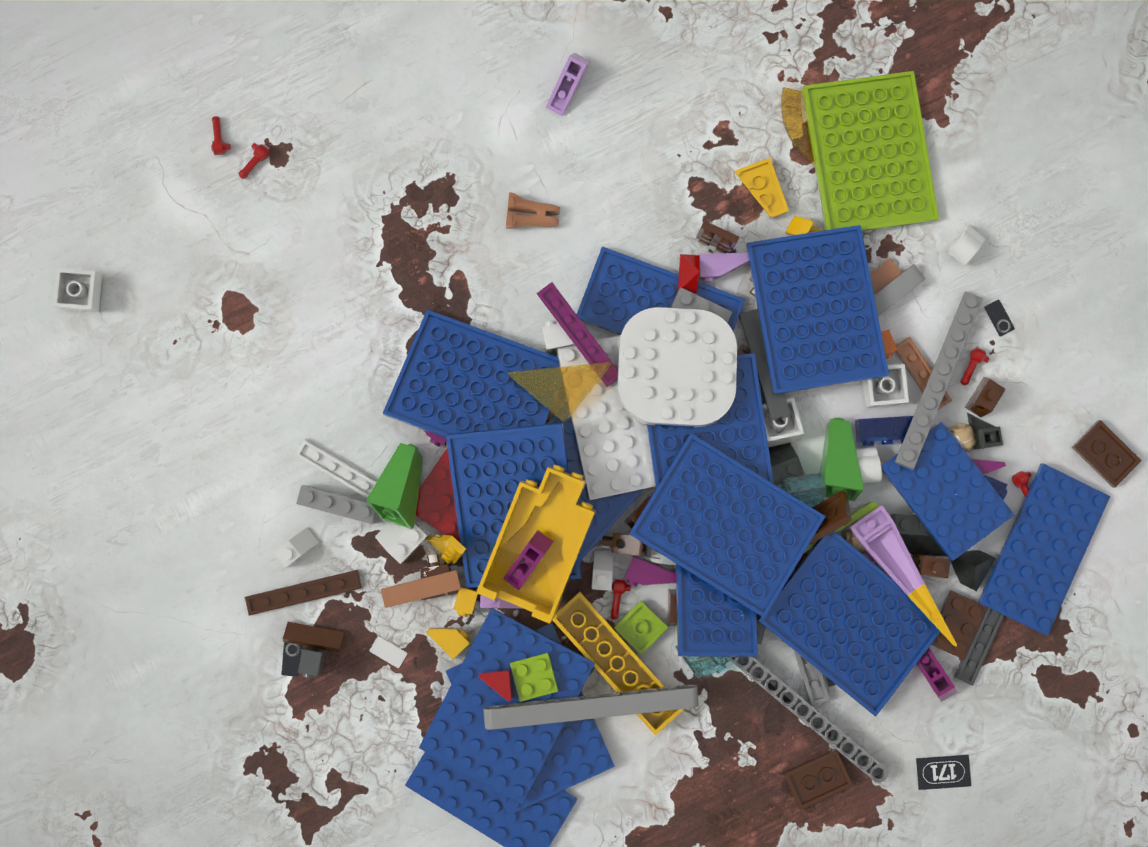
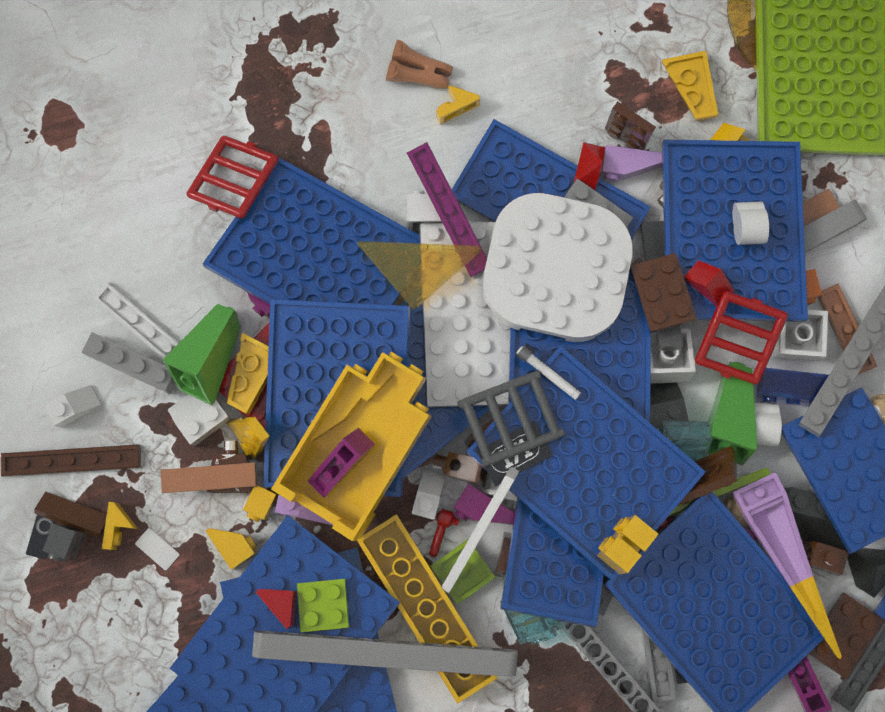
camera: 15 degrees right, 5 degrees down
(350, 634) = (115, 519): none -> yellow slope
(410, 347) = (250, 195): none -> red bar
(438, 497) = (249, 374): none -> yellow wing
(573, 236) = (462, 102): none -> yellow slope
(650, 594) = (480, 529): none -> white tile
(663, 445) = (525, 354): none -> white piece
(664, 526) = (511, 387): none -> dark grey bar
(668, 528) = (521, 461): none -> black sticker
(767, 374) = (663, 293): none -> reddish brown plate
(768, 590) = (622, 548): none -> yellow piece
(804, 359) = (708, 281): none -> red slope
(817, 387) = (719, 317): none -> red bar
(830, 303) = (750, 223): none -> white piece

